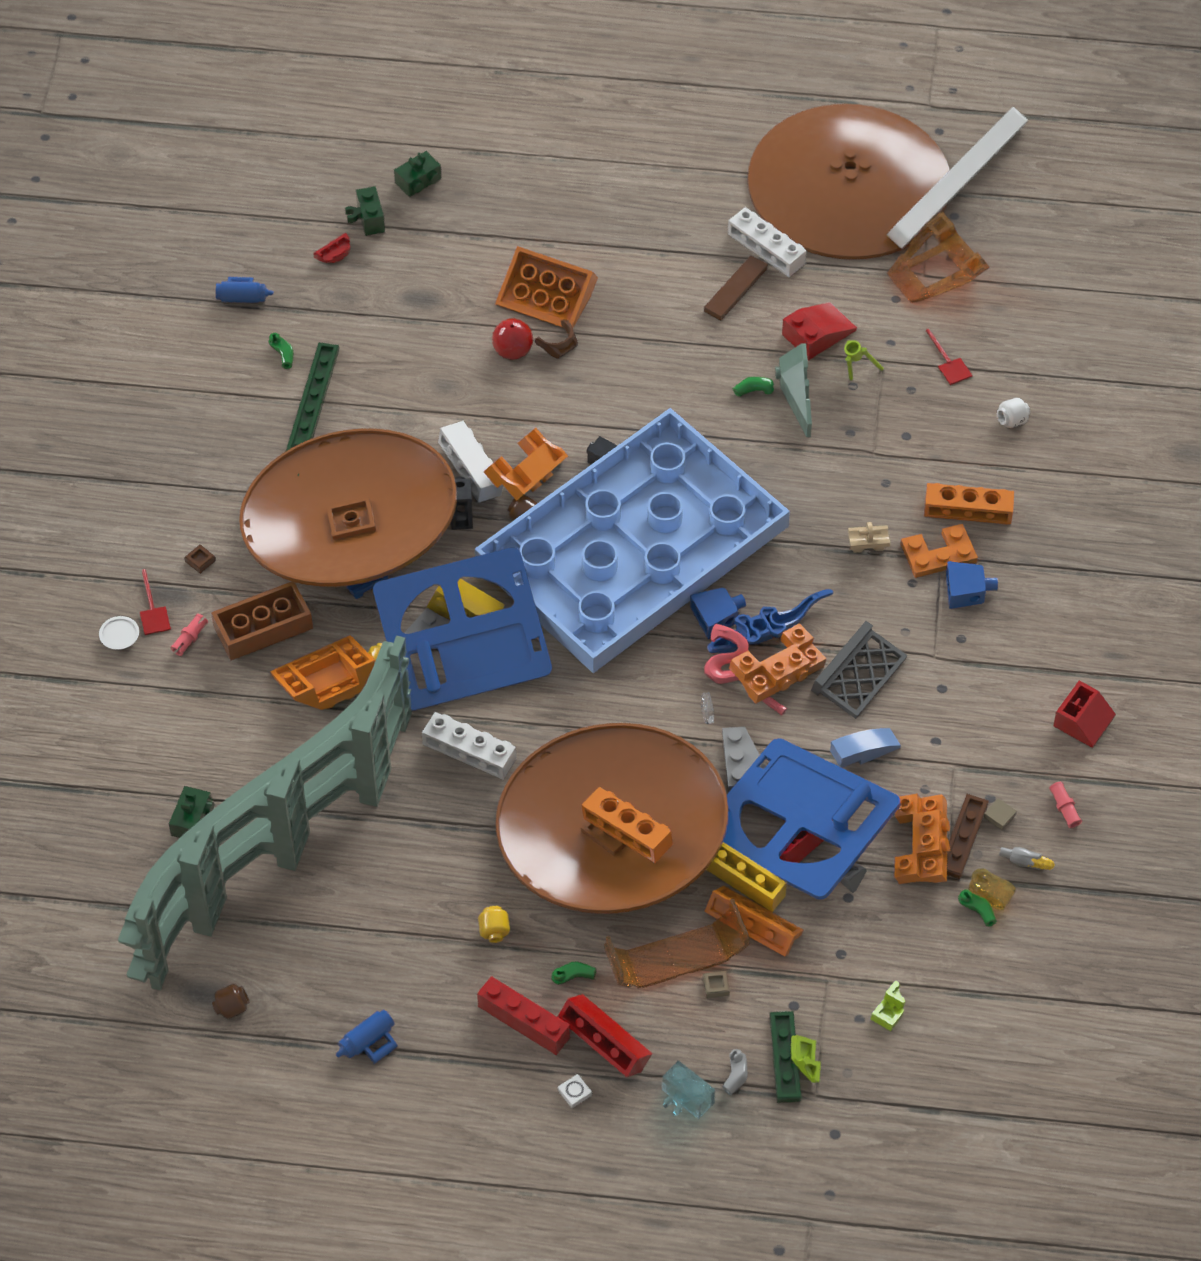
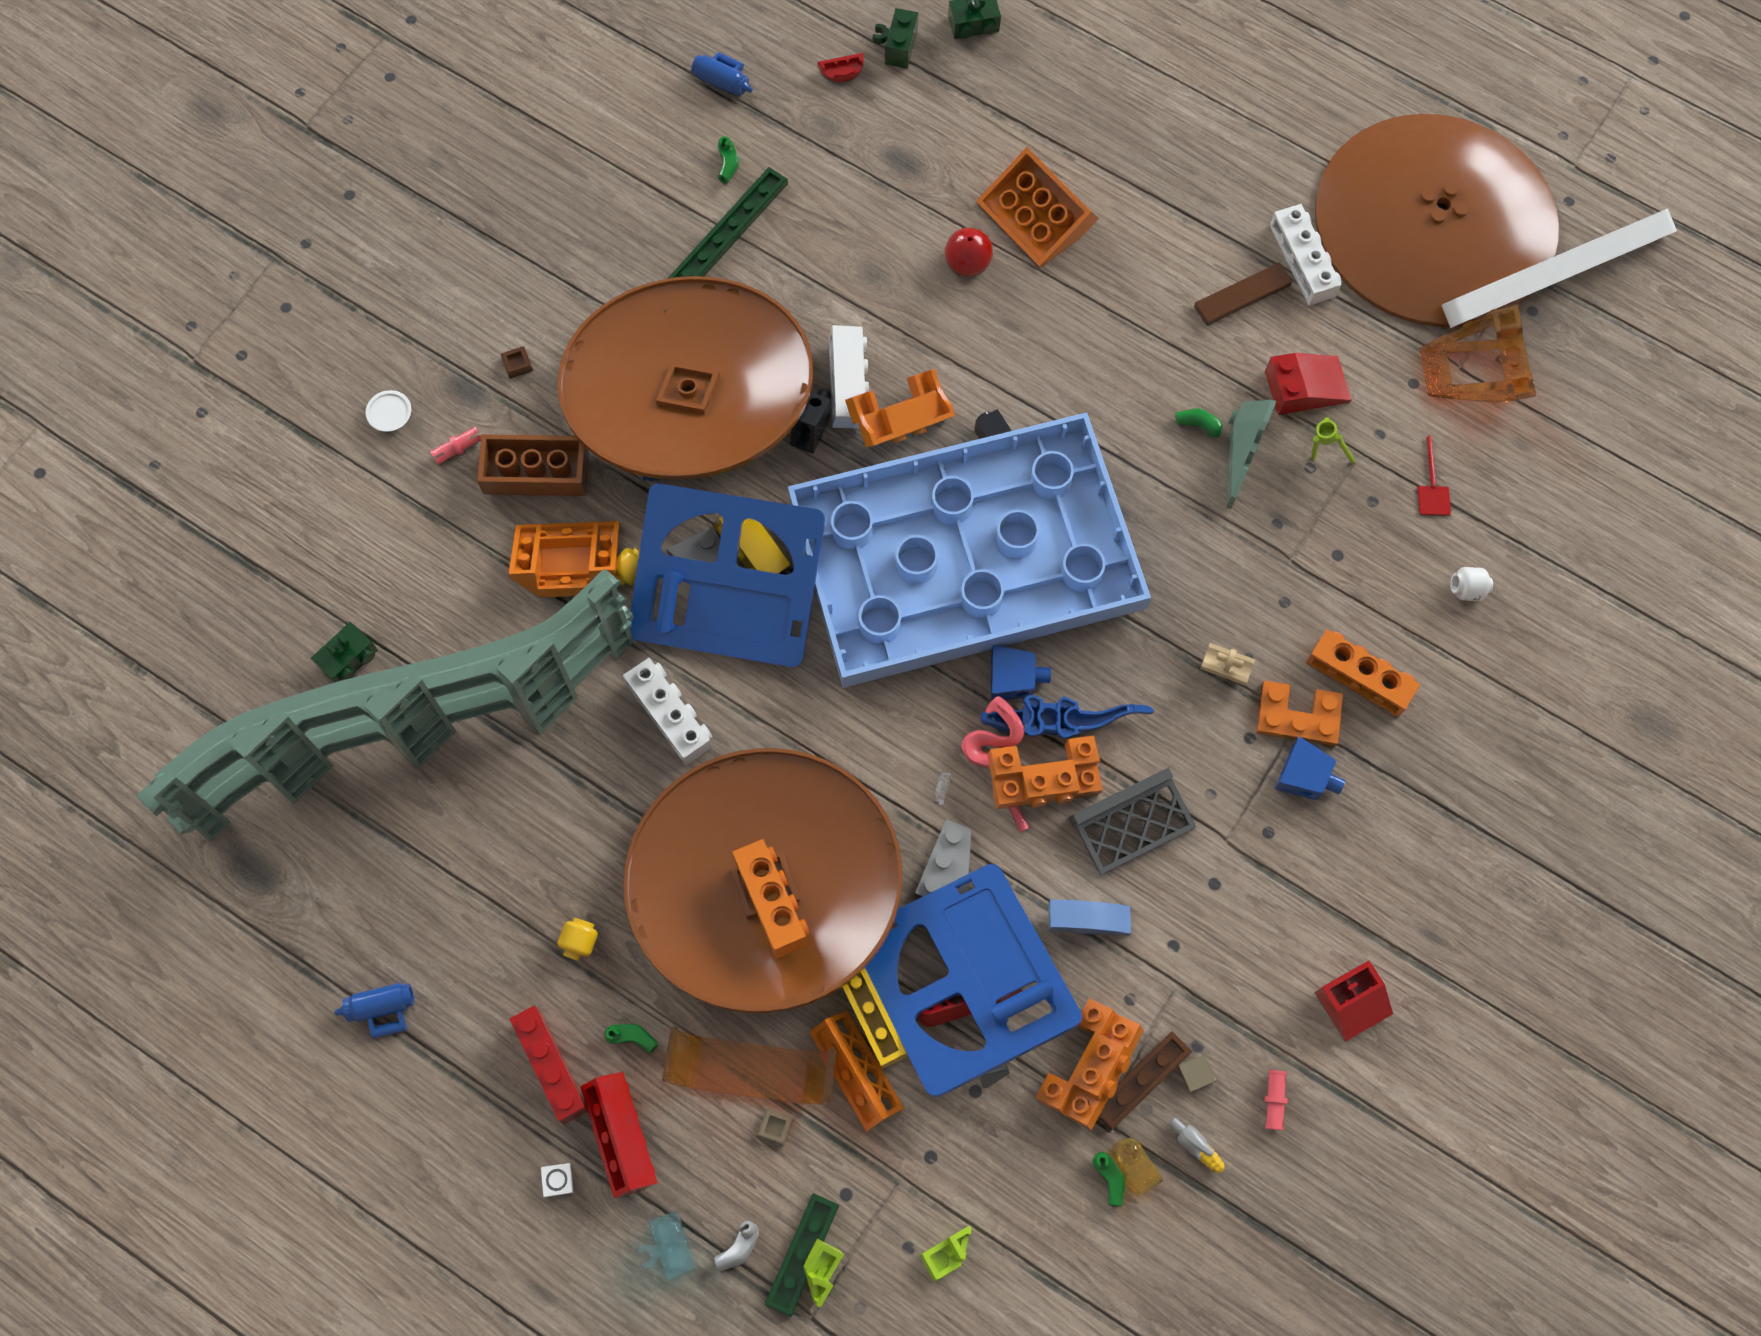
camera: 25 degrees right, 15 degrees up
(155, 619) = (436, 411): red piece -> none
(230, 1001) = (264, 893): reddish brown head -> none
(520, 506) = (872, 455): reddish brown head -> none
(559, 349) = (1015, 285): reddish brown helmet -> none

